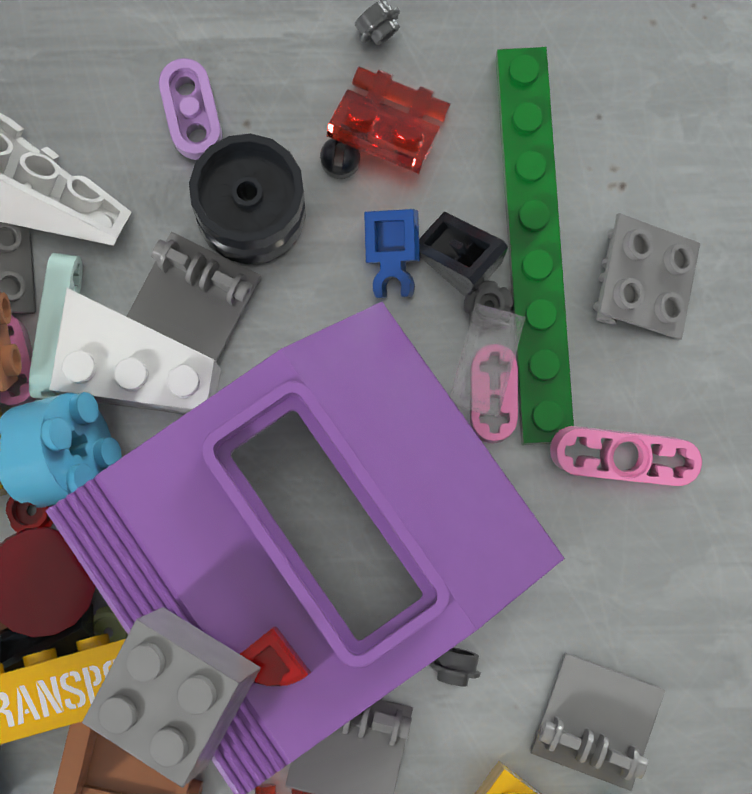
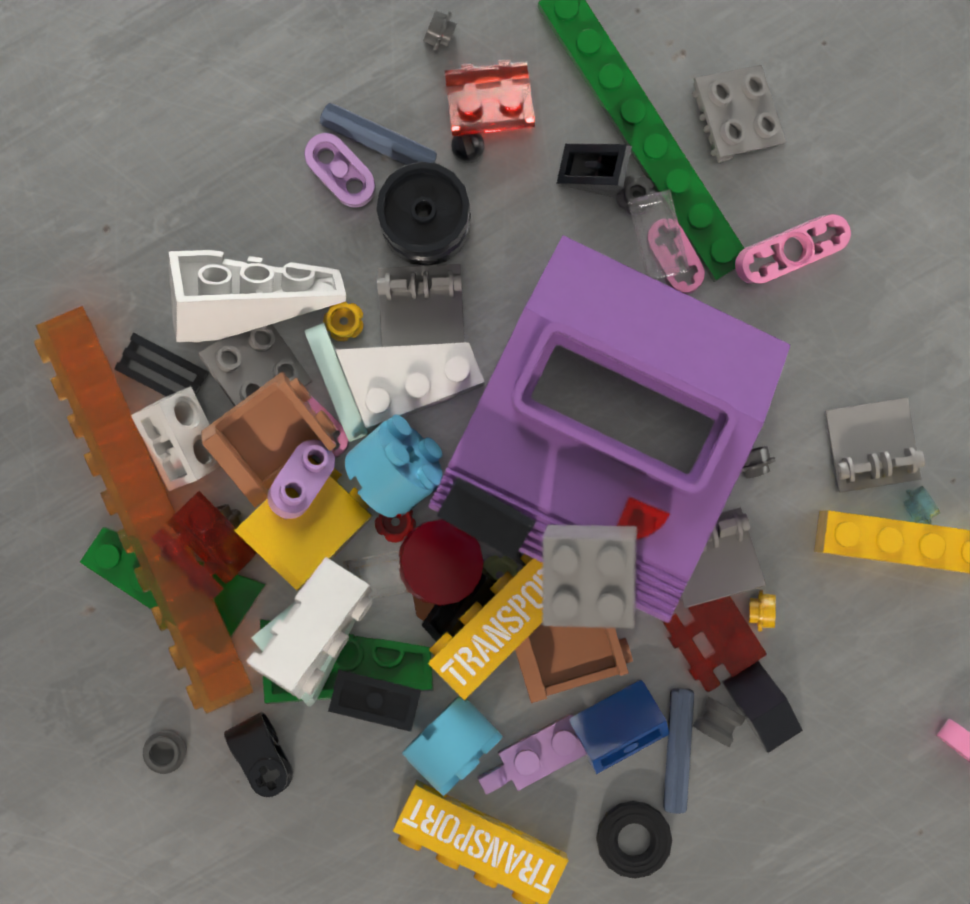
camera: 35 degrees left, 5 degrees up
(94, 257) = (351, 329): none -> yellow plate
(98, 559) = (486, 518): none -> black panel
(247, 93) = (375, 136): none -> sand blue axle
(392, 242) = (542, 187): blue plate -> none

